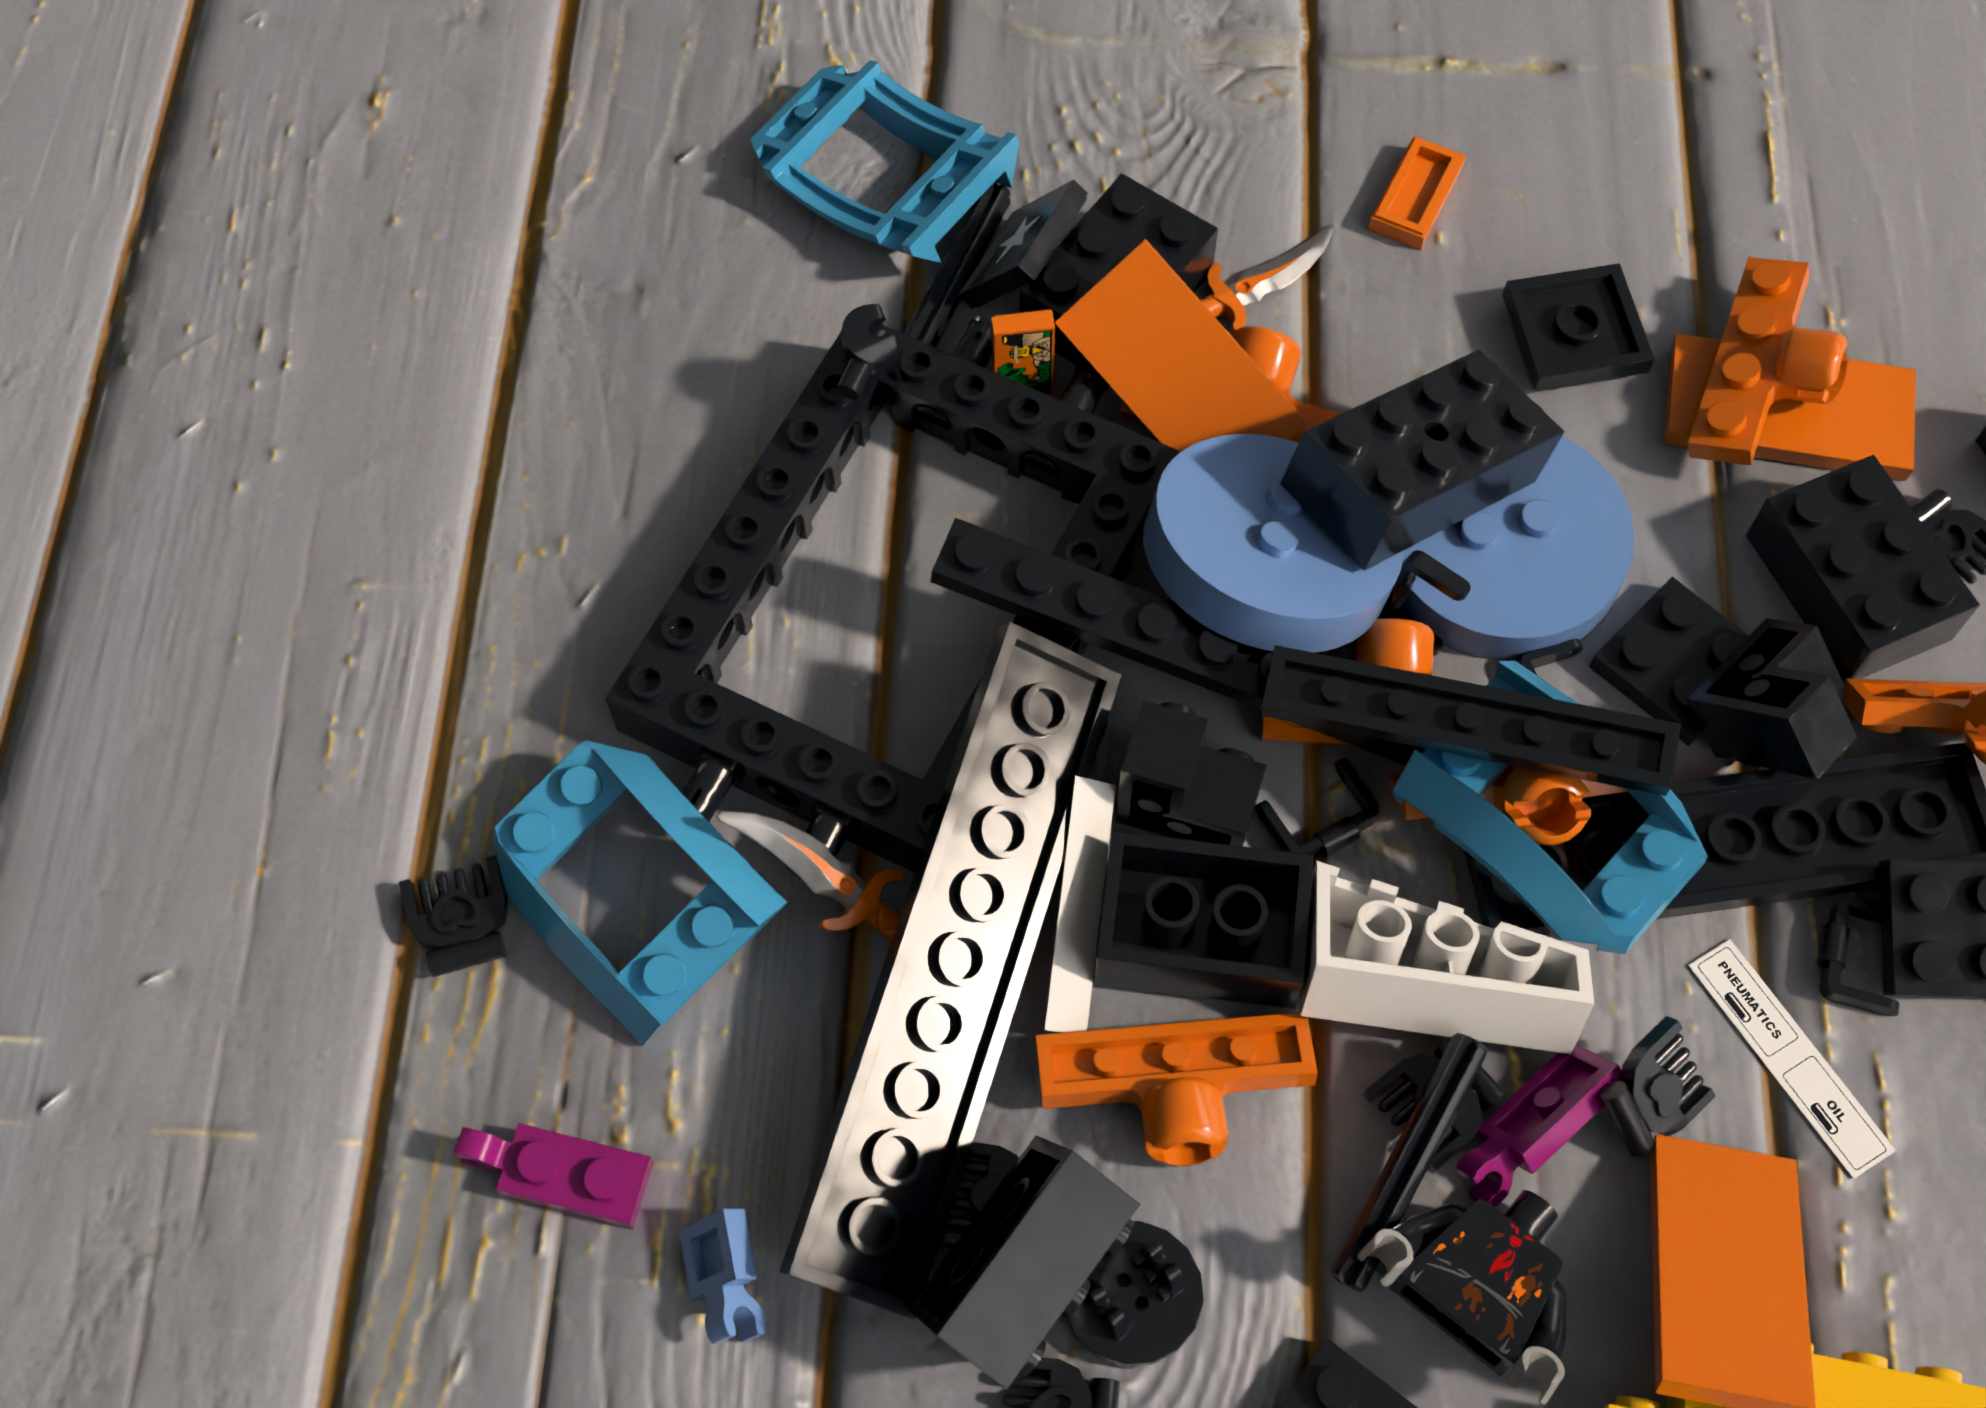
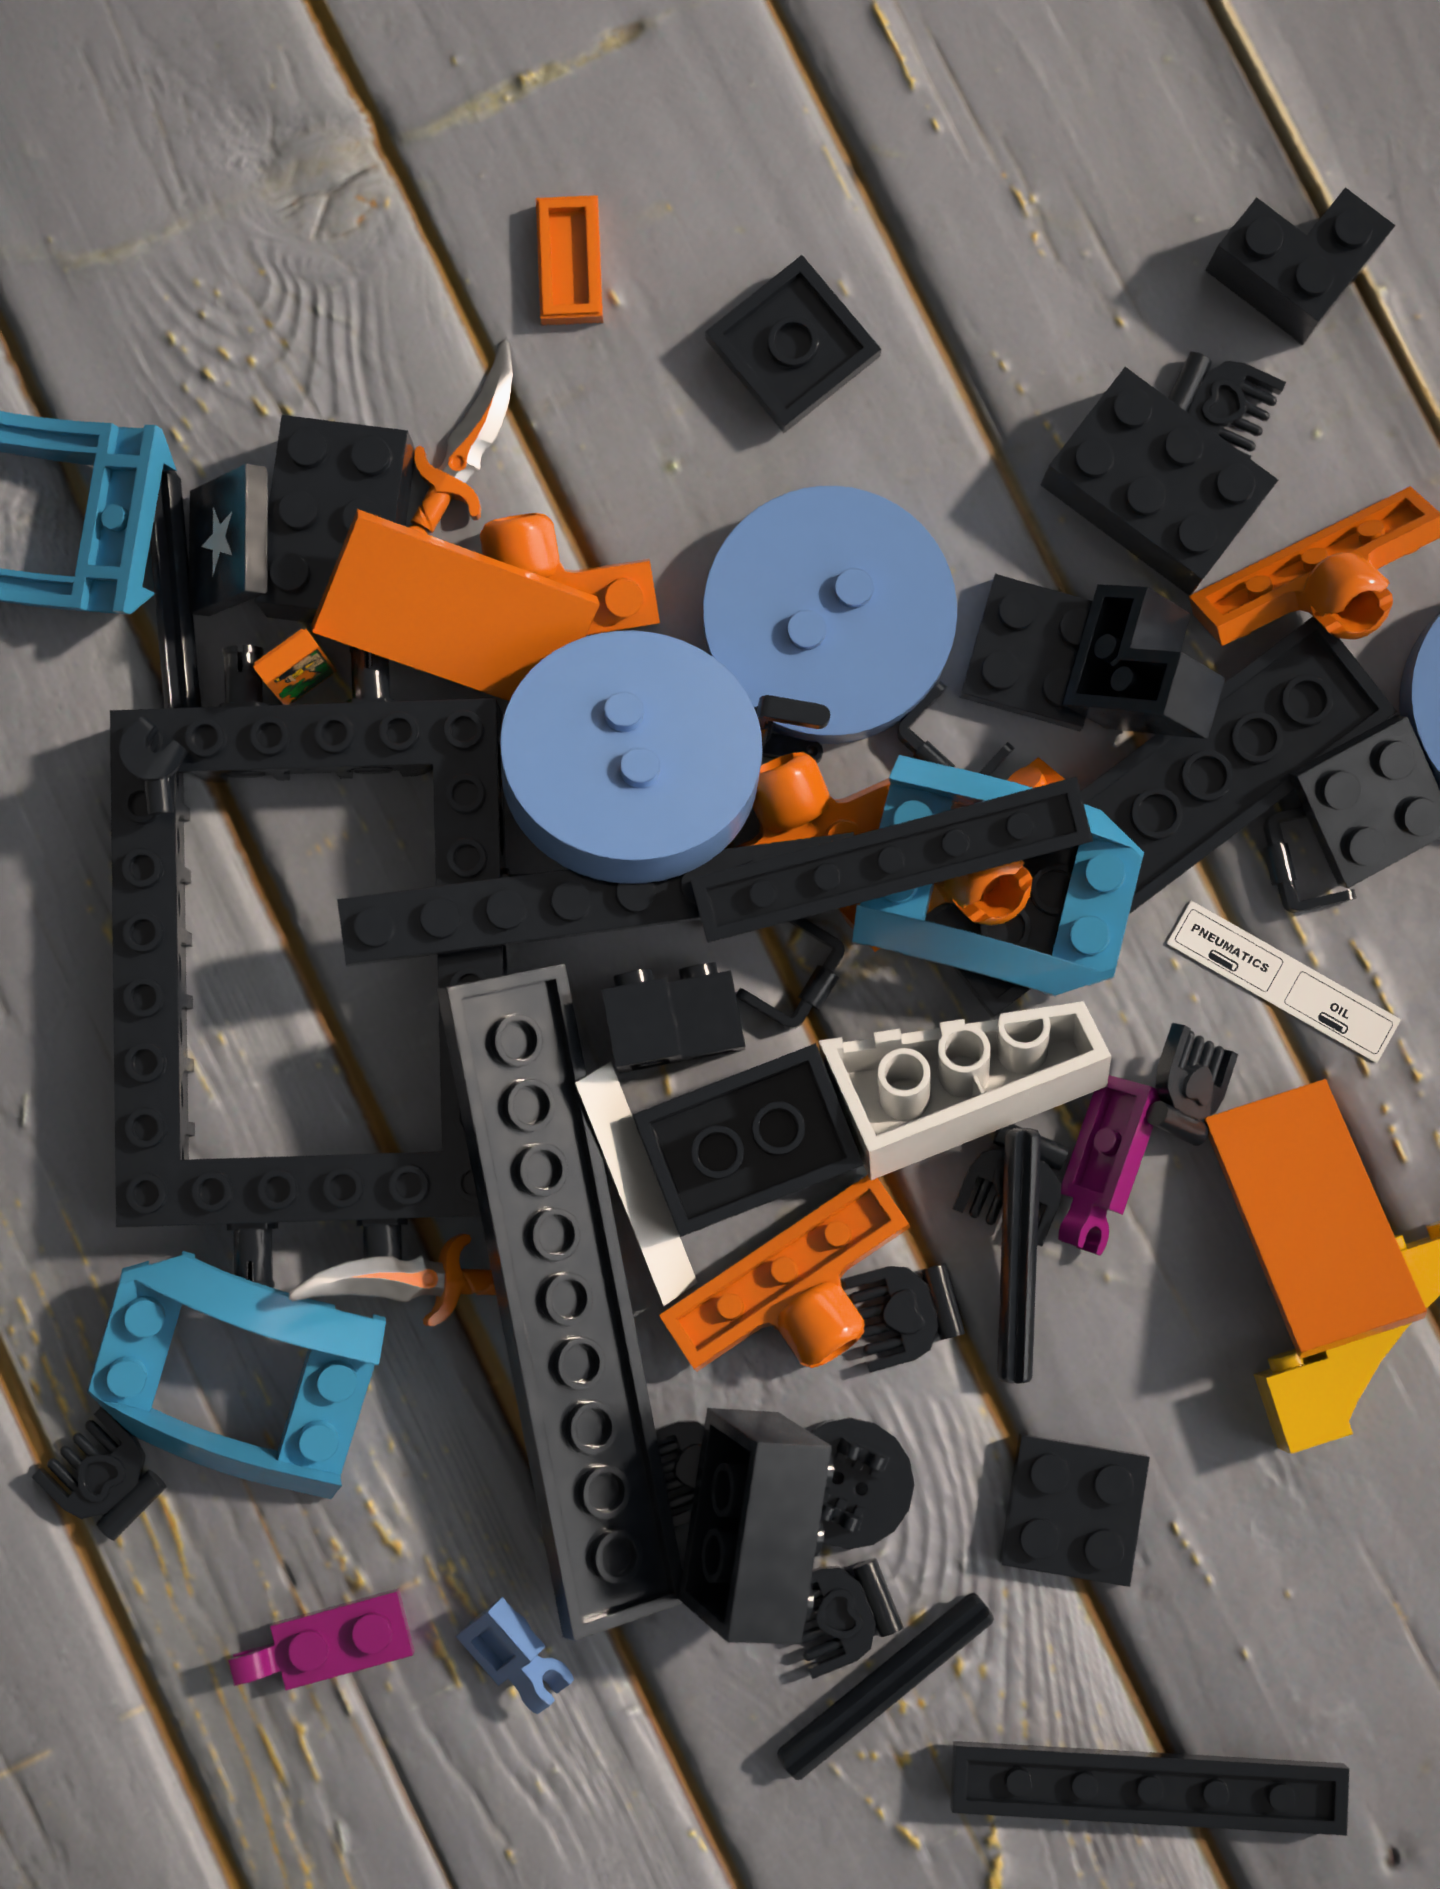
camera: 30 degrees left, 20 degrees up
(1275, 1166) = (910, 1309): none -> black piece
(1420, 458) = (726, 607): black brick -> none
(1484, 1283) = (1125, 1325): black torso -> none
(1763, 362) = (983, 303): orange plate -> none
(1866, 419) = (1024, 326): orange tile -> none

